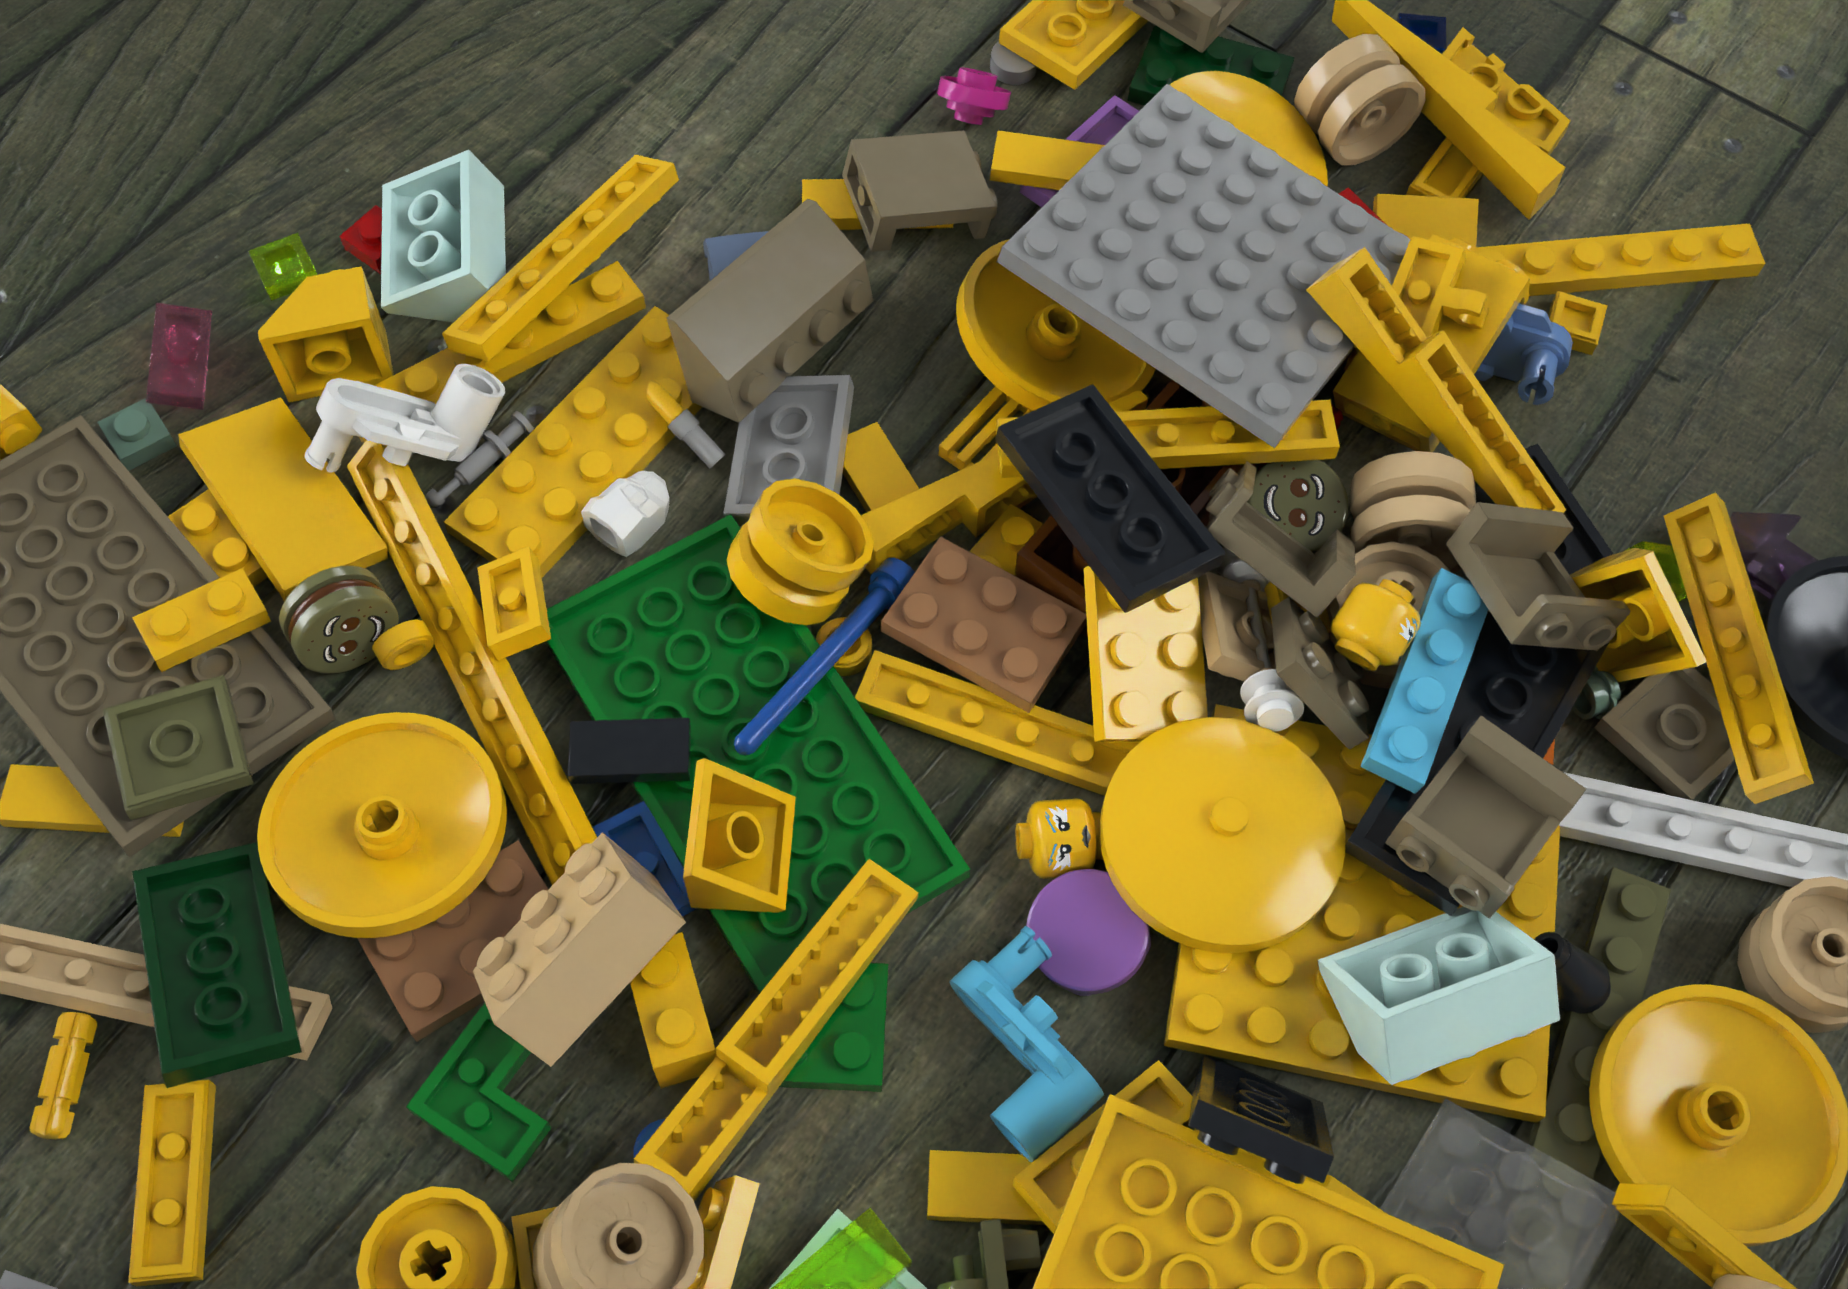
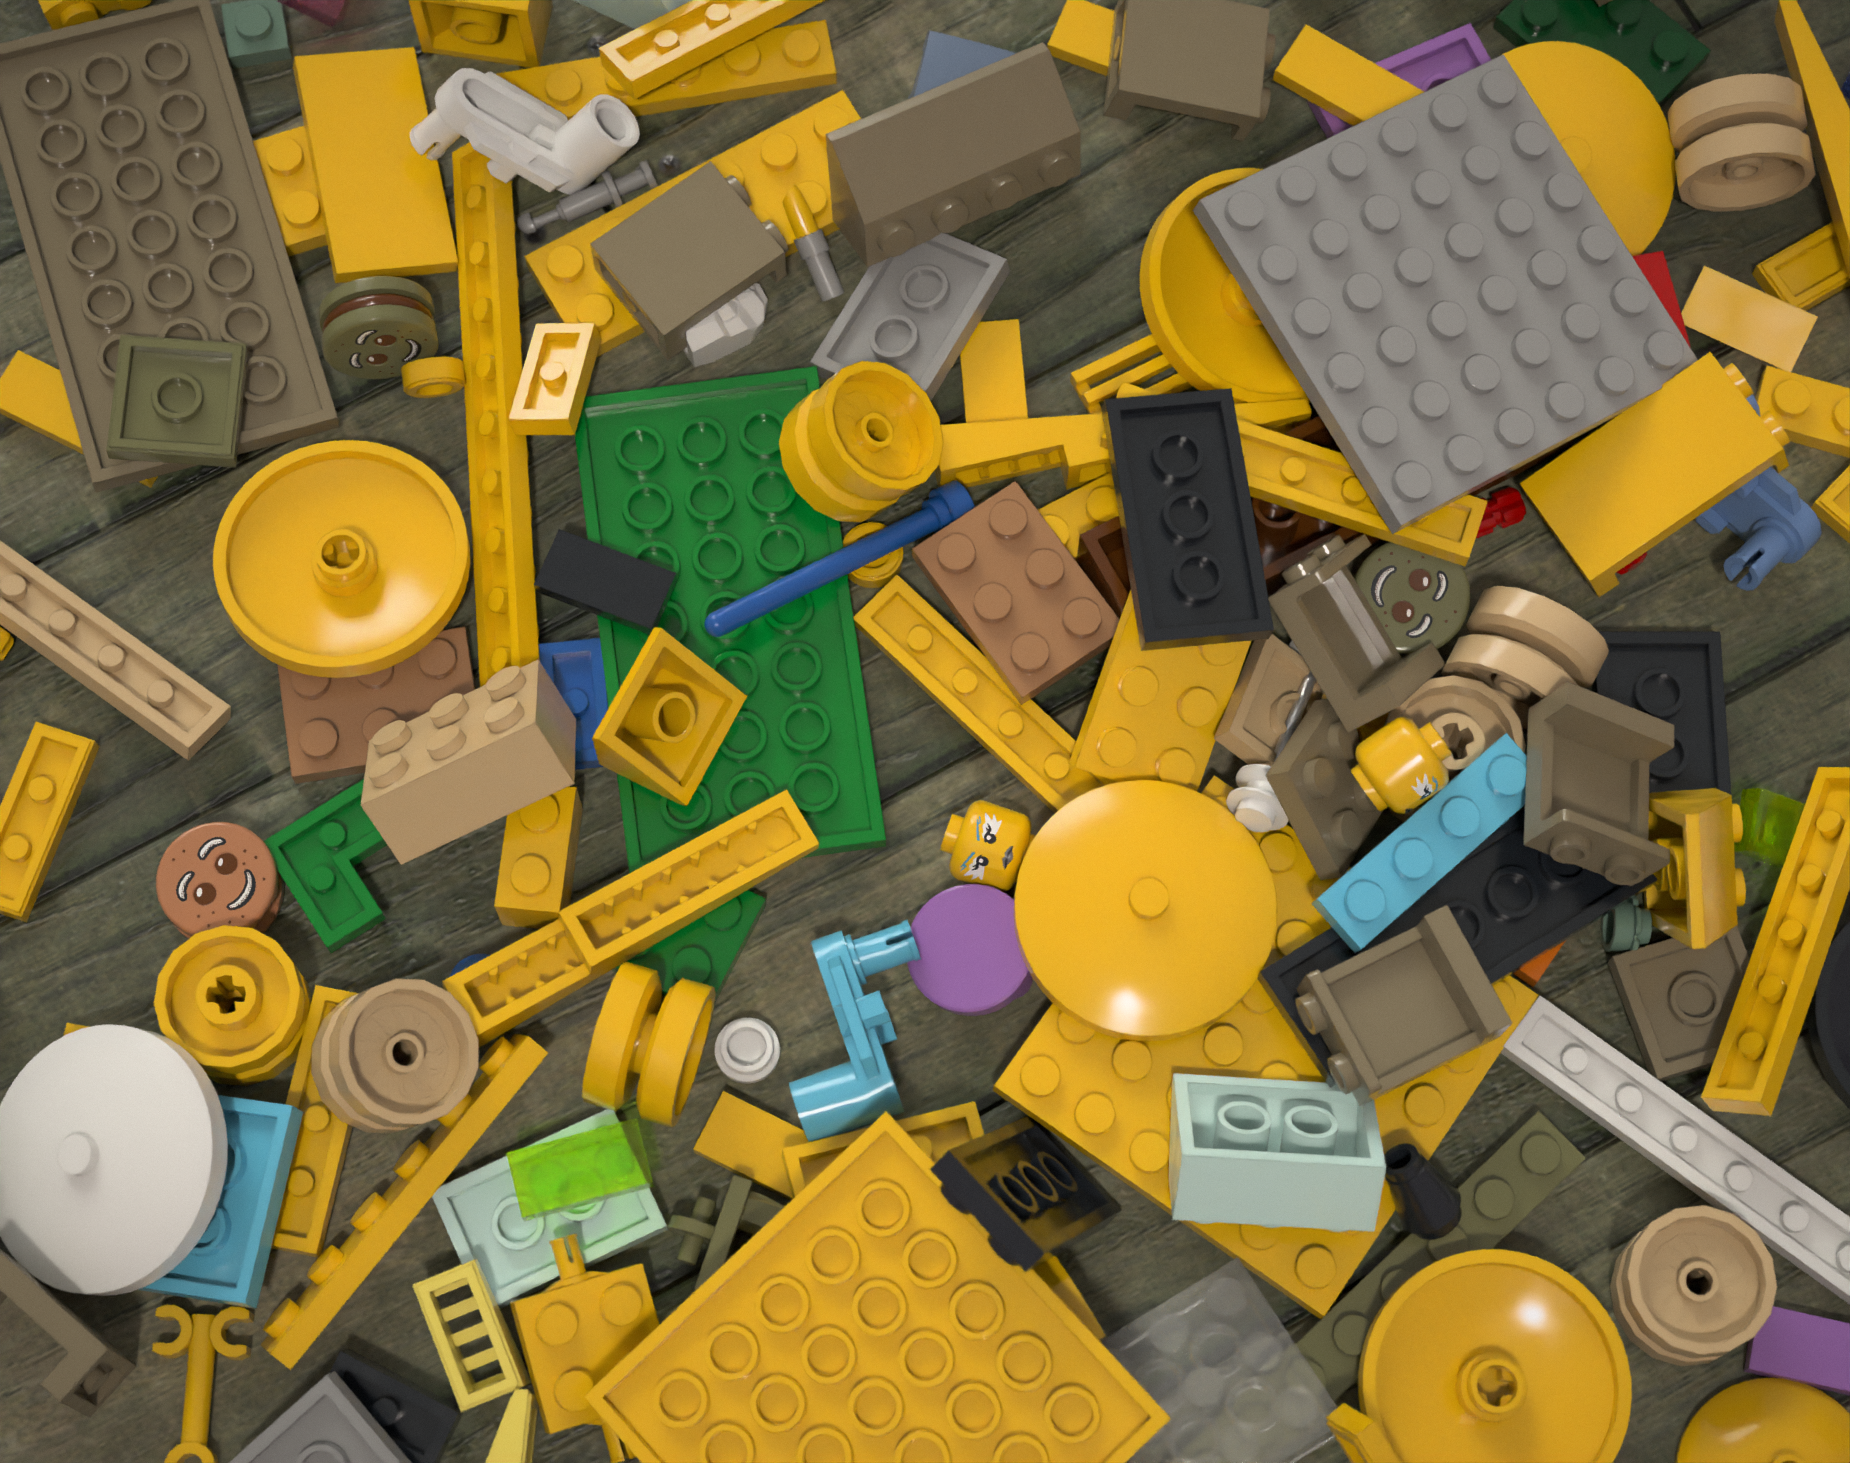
camera: 25 degrees right, 10 degrees up
(201, 619) = (246, 273): yellow plate -> none
(214, 965) = (137, 633): dark green plate -> none
(377, 1156) = (218, 879): none -> nougat head
(585, 464) = (688, 255): none -> dark tan panel
(849, 1135) = (648, 1043): none -> yellow wheel
(933, 1104) = (747, 1050): none -> white plate
(1428, 286) = (1658, 422): yellow plate -> none
(1432, 381) = (1611, 533): yellow slope -> none

